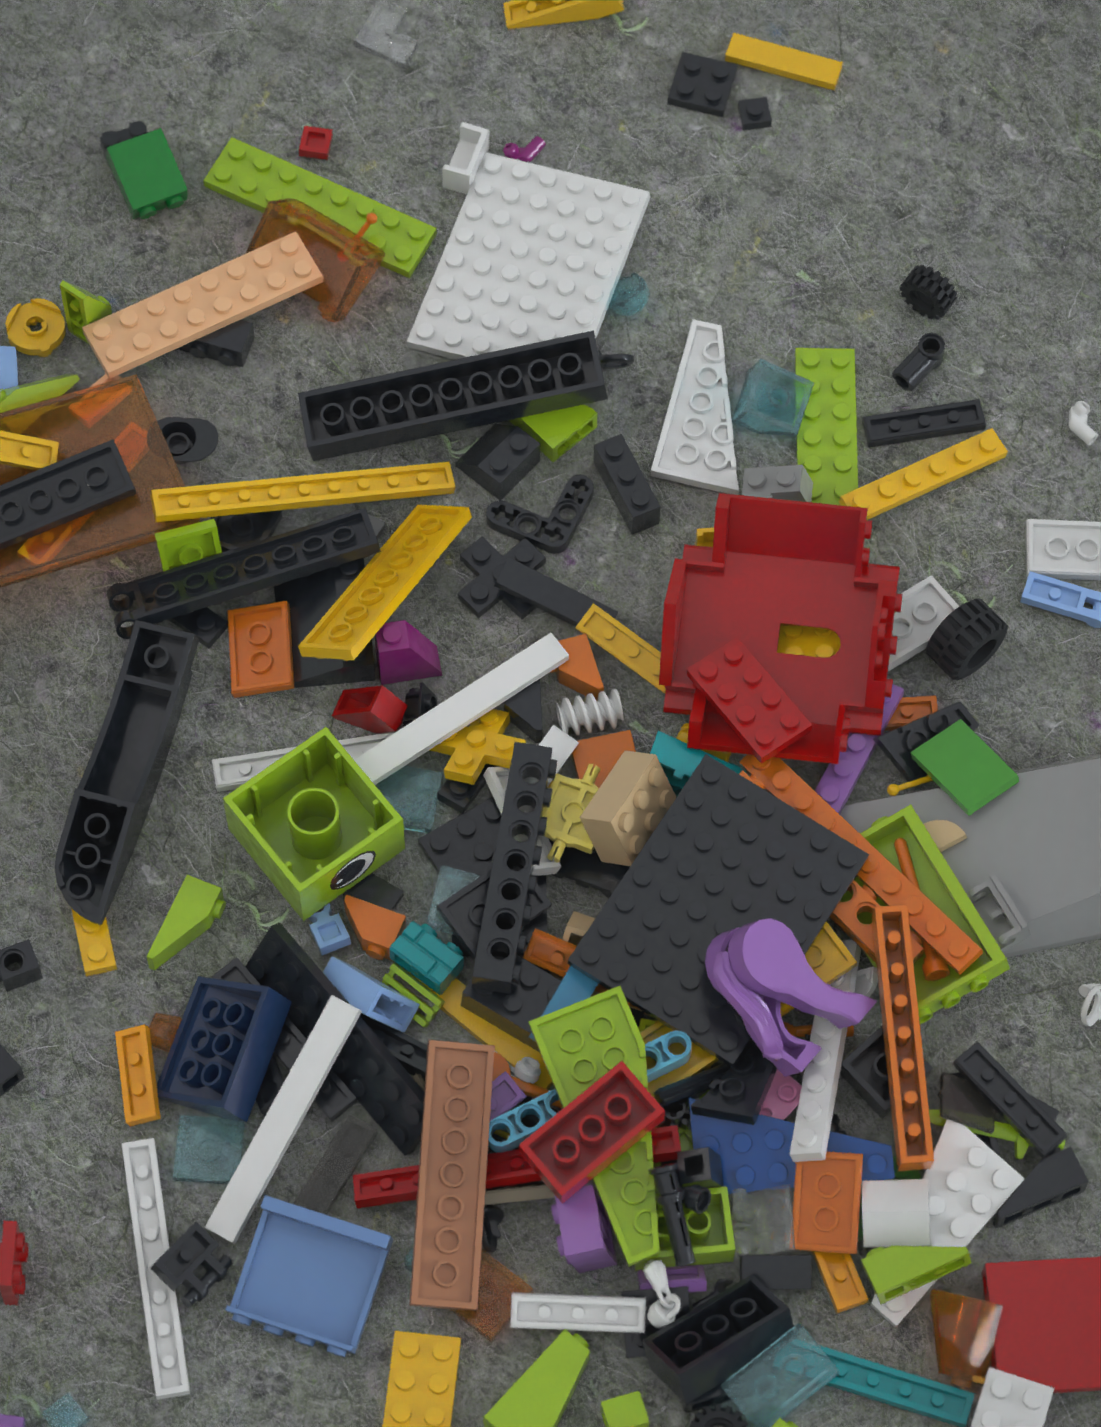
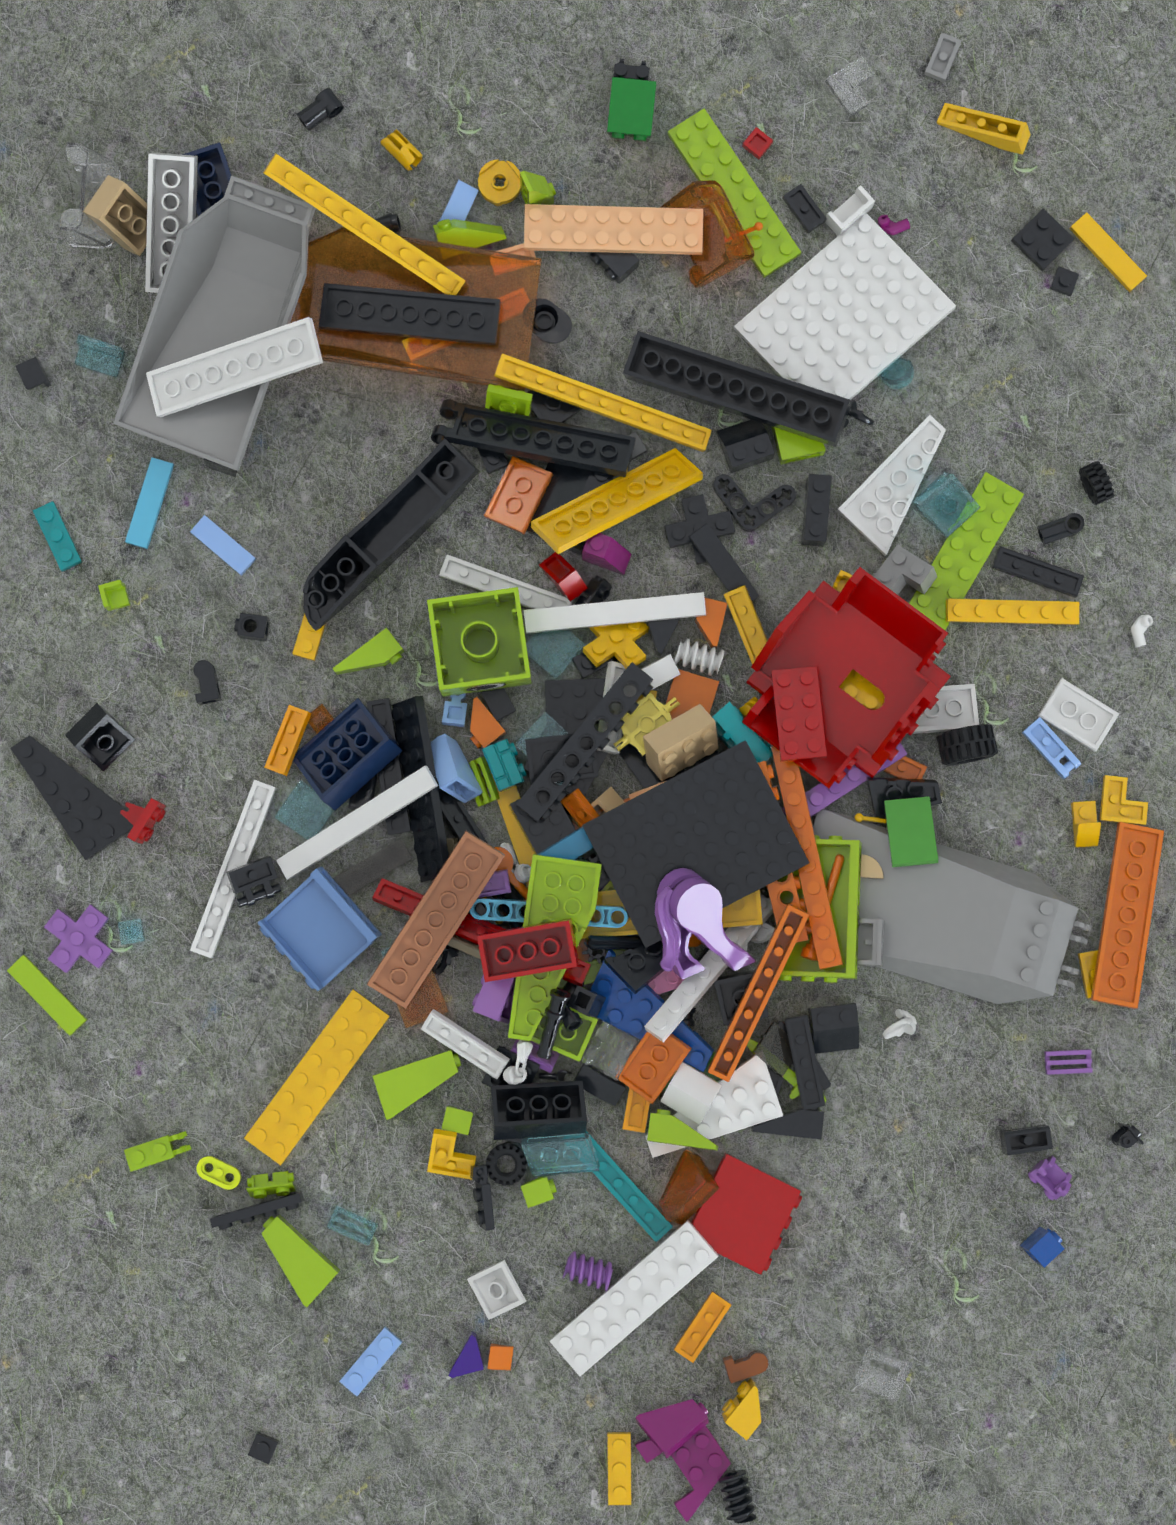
camera: 25 degrees right, 20 degrees up
(411, 182) = (804, 208): none -> black plate
(1021, 1043) = (834, 1028): none -> black slope

